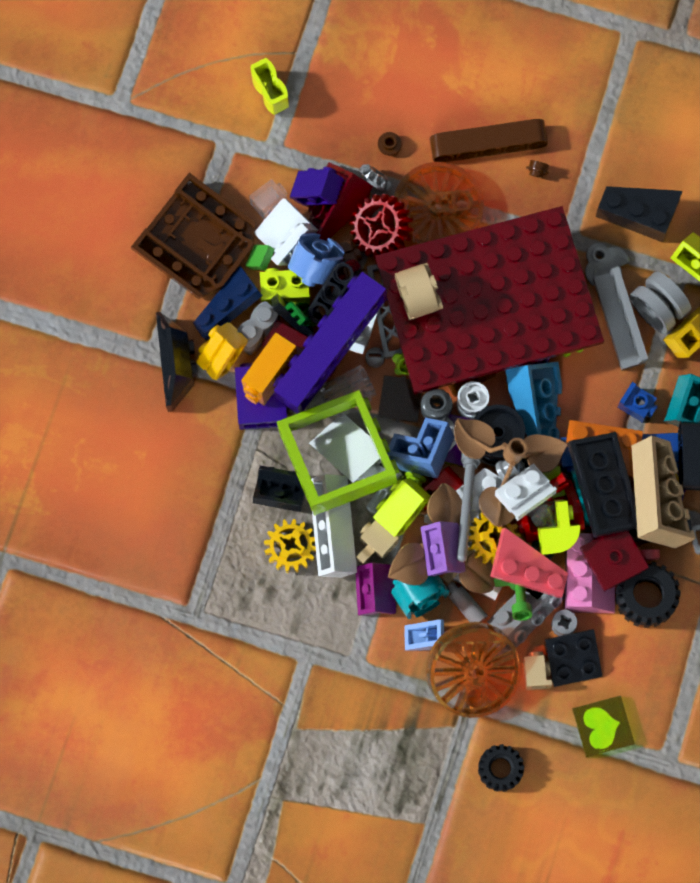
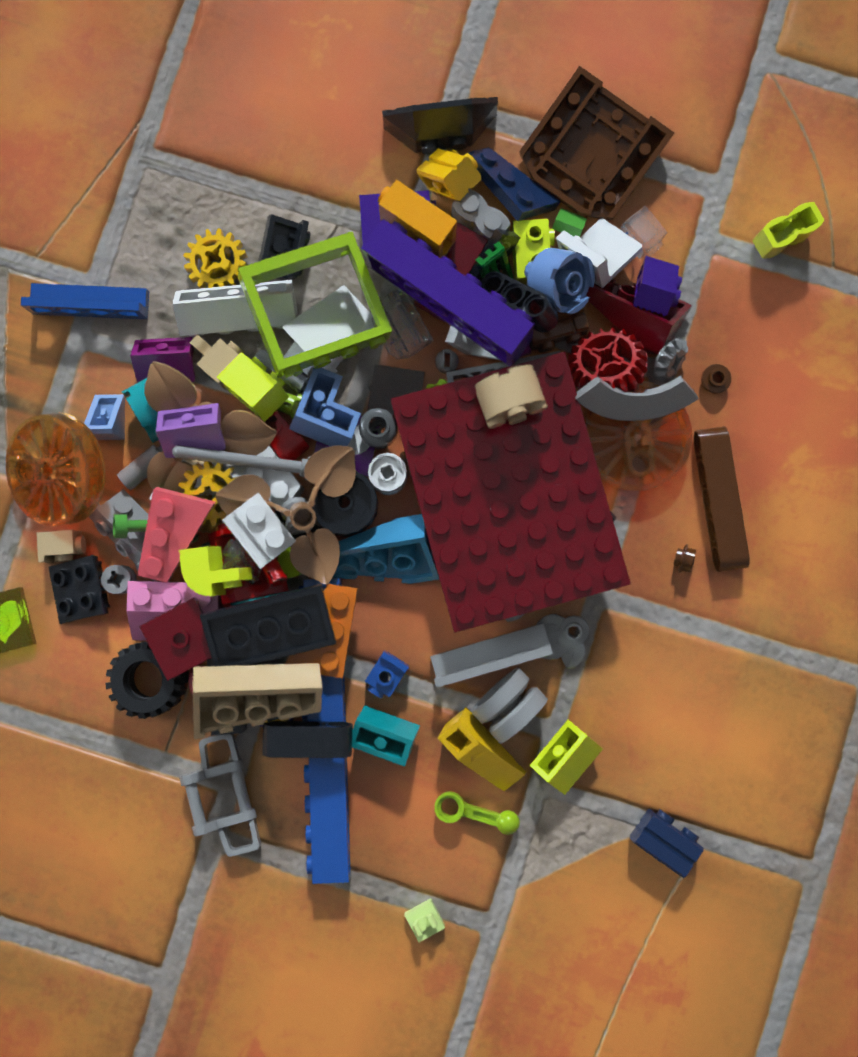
camera: 85 degrees right, 10 degrees up
(323, 655) = (87, 301): none -> blue fence
(415, 221) = (627, 406): none -> light grey tile
(639, 209) = (632, 684): black wedge -> none

